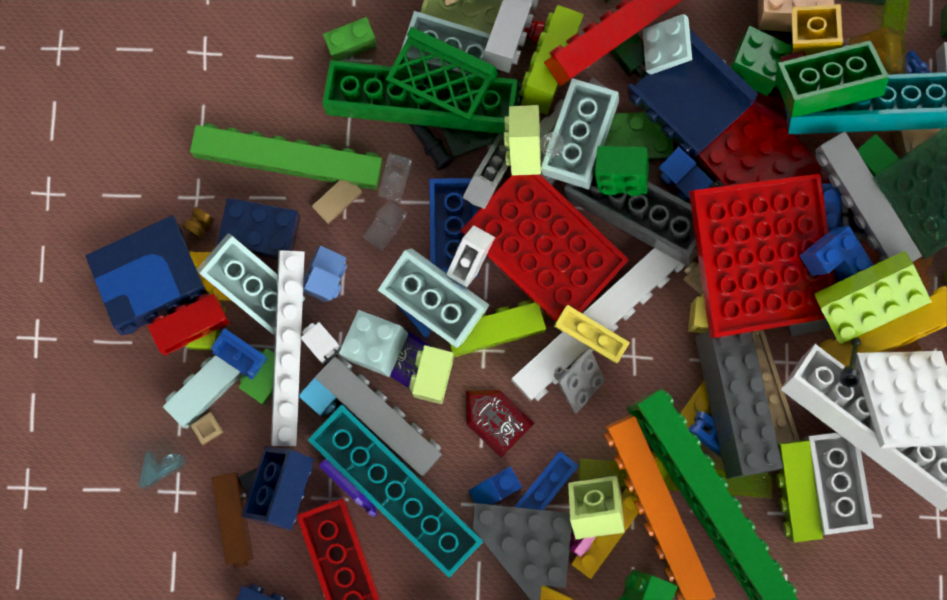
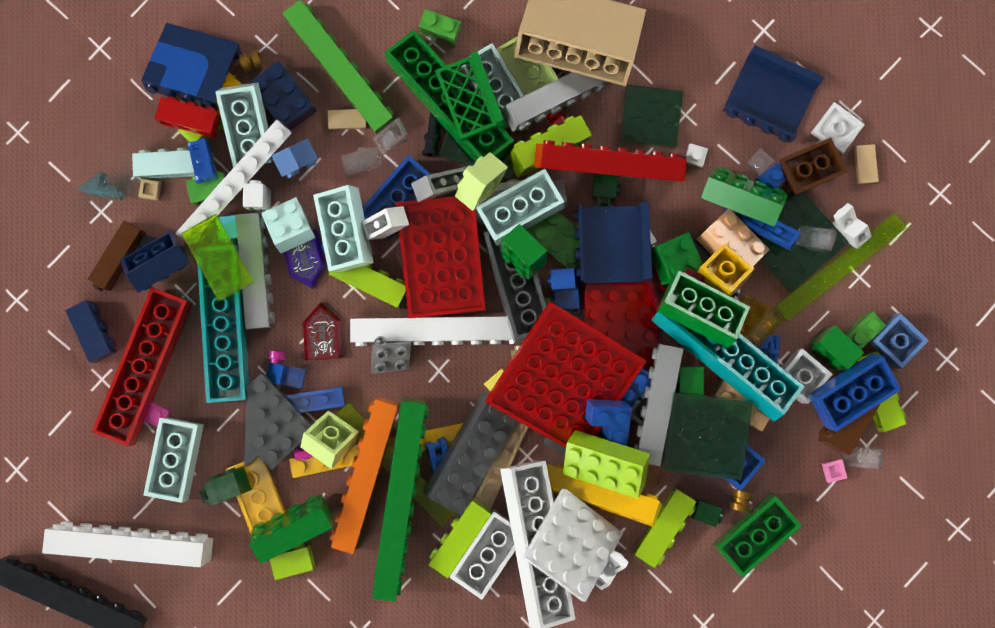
camera: 45 degrees right, 5 degrees up
(337, 429) = (217, 257): none -> clear neon green plate
(348, 487) = (194, 297): dark purple tile -> none
(432, 374) = (303, 274): yellowish green brick -> none
(472, 478) = (276, 357): none -> dark pink plate
(552, 144) = (494, 198): clear plate -> none
(591, 334) = (419, 335): light yellow plate -> none
(667, 44) = (626, 198): light aqua plate -> none
(851, 371) = (547, 498): black hinge -> none

